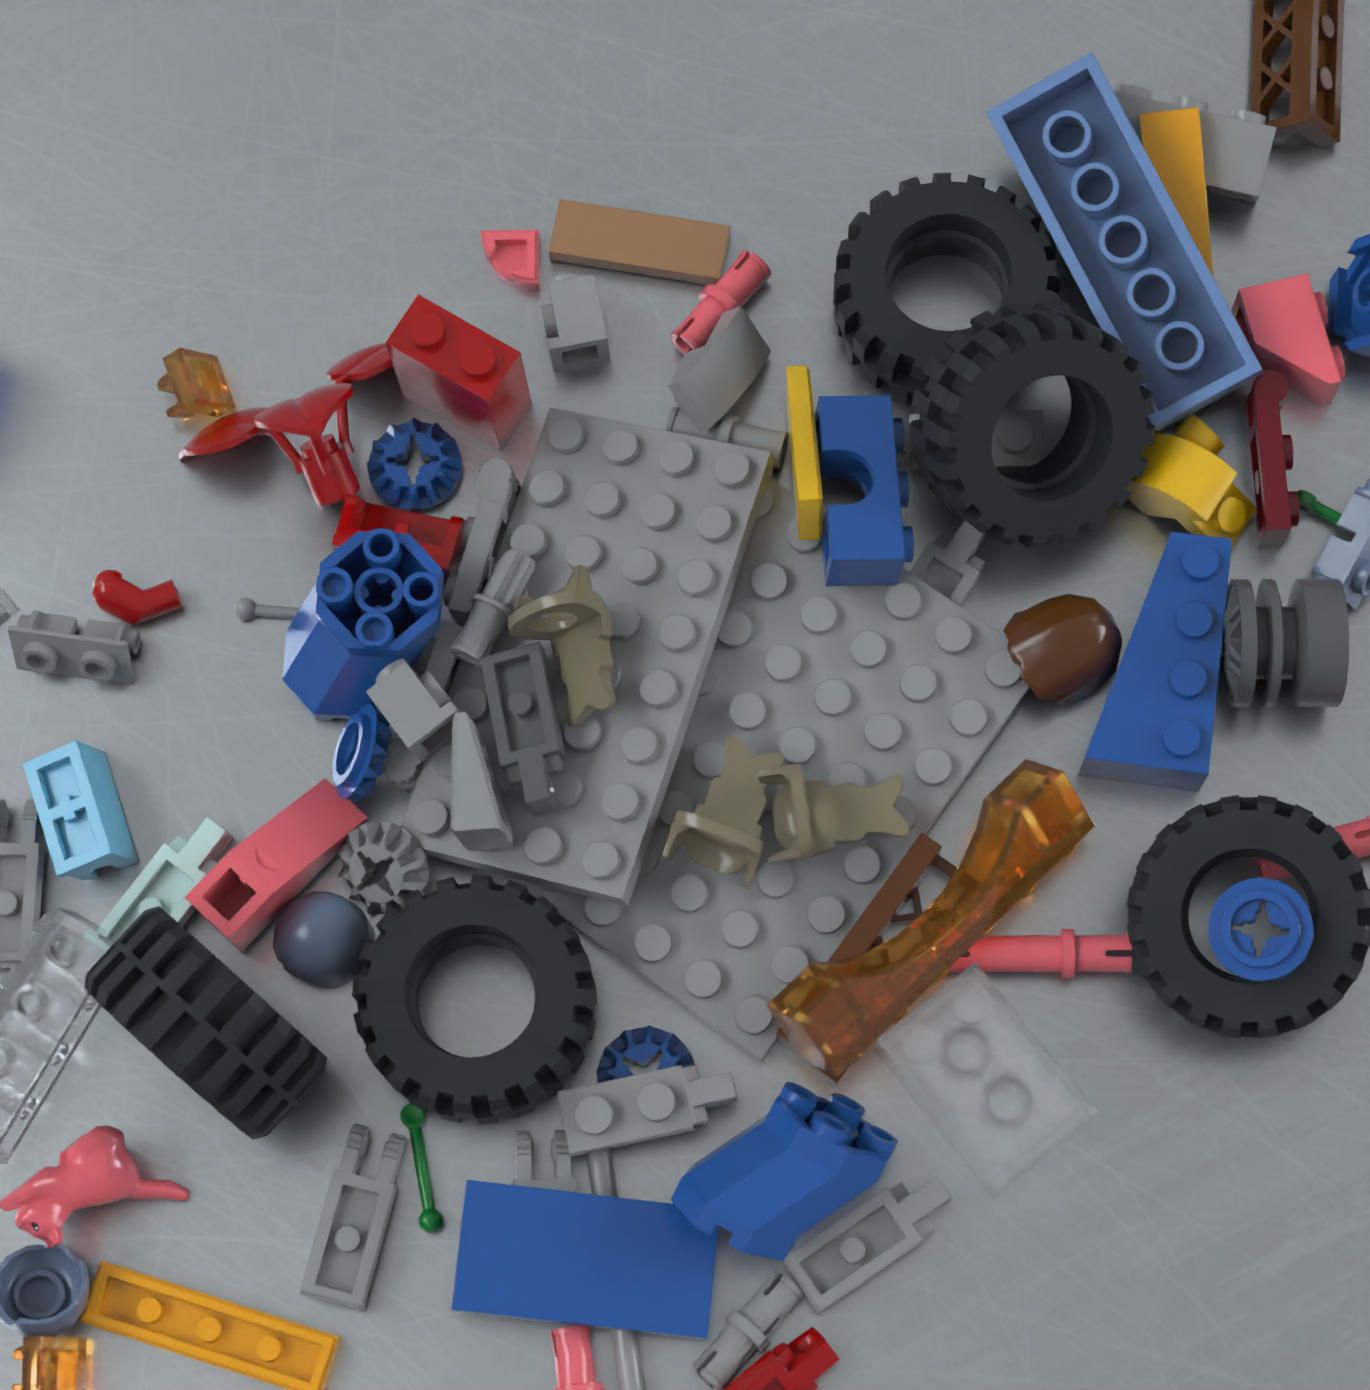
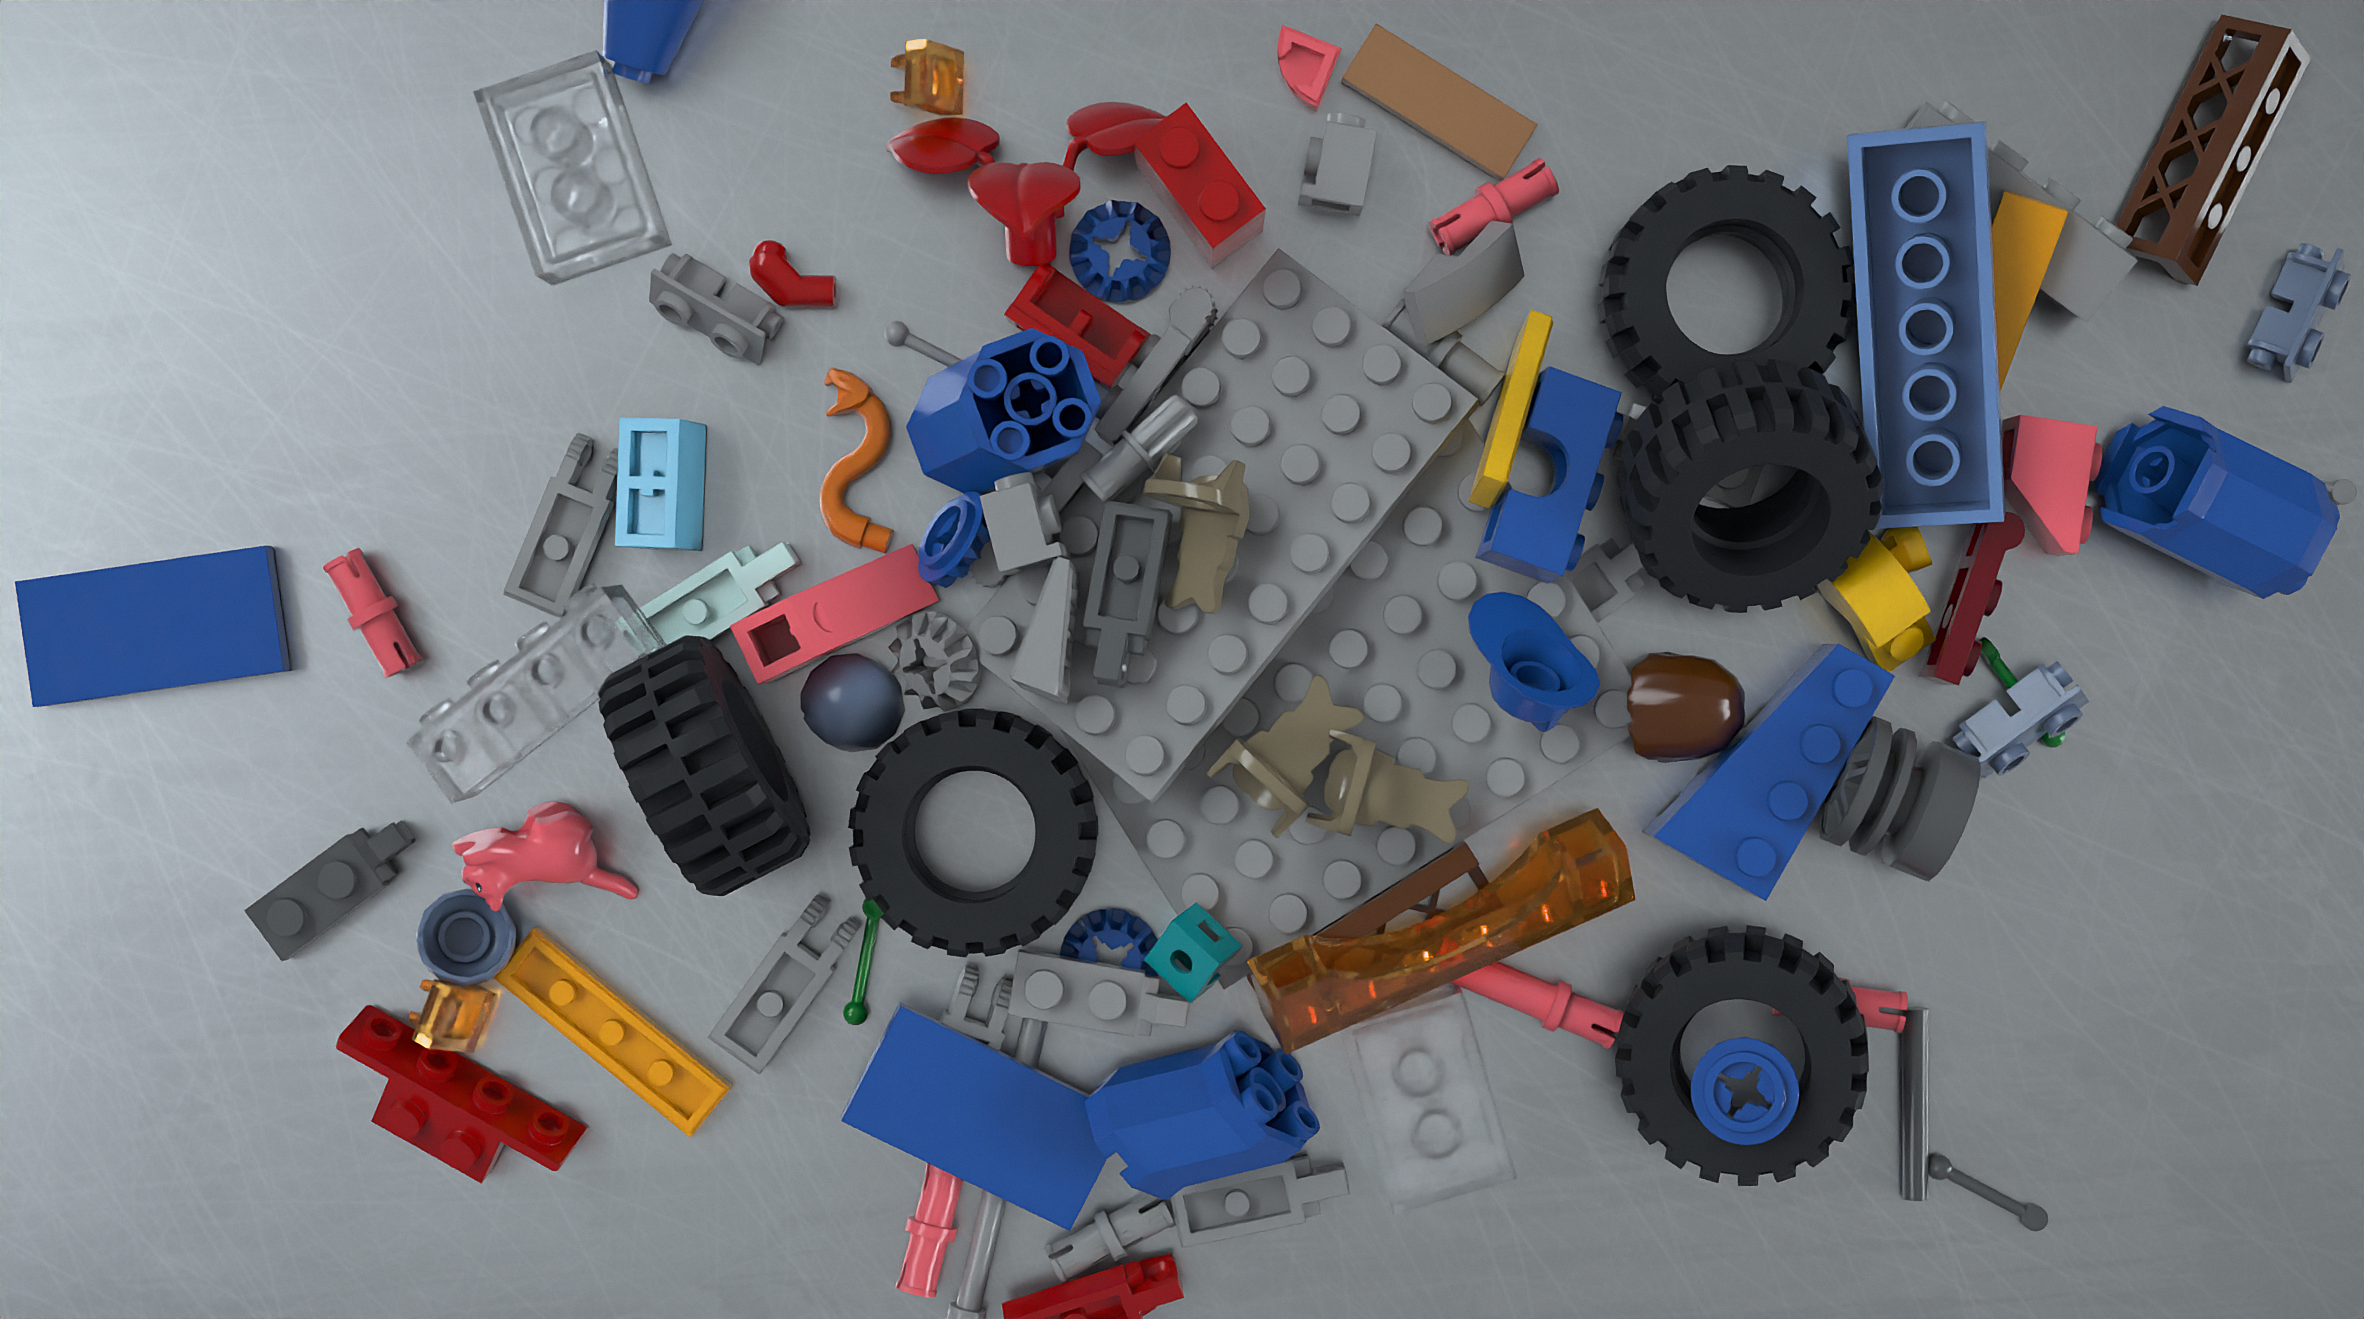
camera: 15 degrees right, 15 degrees up
(253, 784) = (842, 522): none -> orange animal
(728, 1021) = (1202, 954): none -> teal piece
(910, 650) = (1532, 661): none -> blue piece

